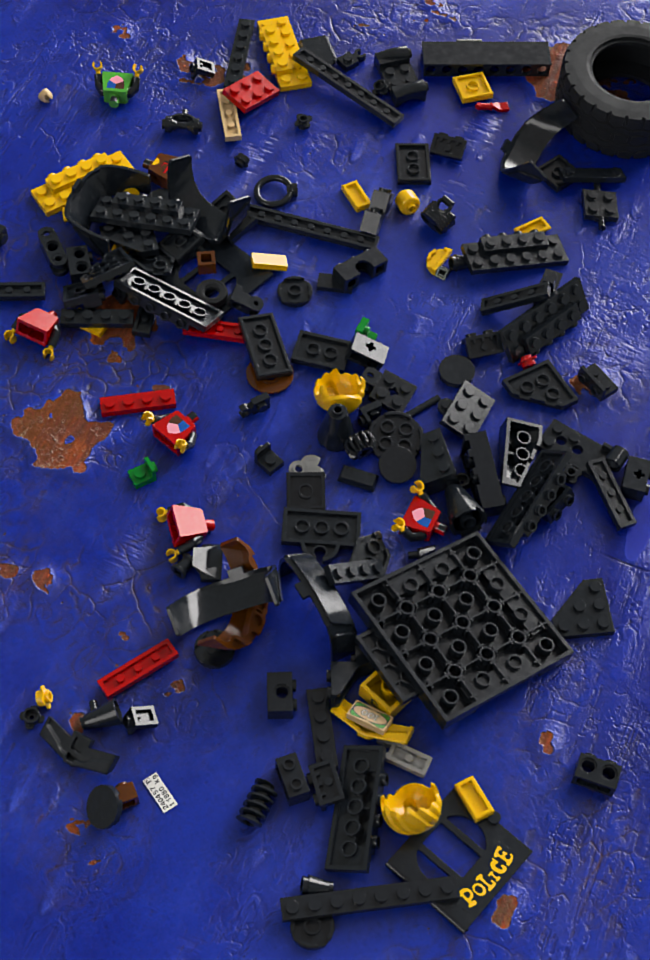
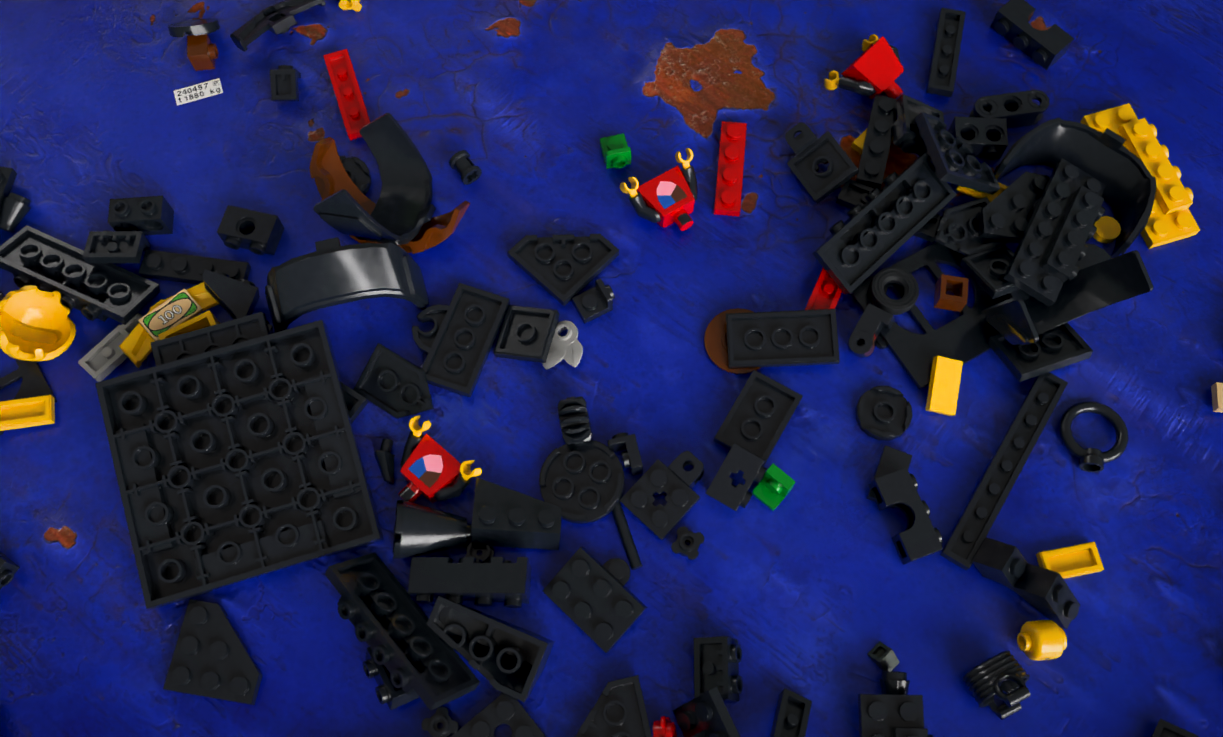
camera: 110 degrees right, 10 degrees up
(102, 716) = (302, 50): black piece -> none
(118, 353) = (810, 154): none -> black plate
(158, 169) = (1164, 280): reddish brown torso -> none
(186, 527) = (516, 176): torso -> none
(208, 562) = (463, 187): black slope -> none
(241, 160) = (1164, 398): black plate -> none
(243, 484) = (563, 262): none -> black plate
(256, 803) = (128, 173): black piece -> none
(257, 404) = (684, 309): black plate -> none
(335, 428) = (612, 399): black cone -> none
(339, 389) = (668, 411): yellow piece -> none
(353, 572) = (357, 338): black plate -> none
(358, 478) = (532, 412): black tile -> none
(397, 465) = (531, 466): black tile -> none
(412, 164) = (1136, 682): black tile -> none
(414, 378) = (691, 550): none -> black plate
(437, 258) = (913, 656): yellow tile -> none
(455, 370) = (678, 612): black tile -> none

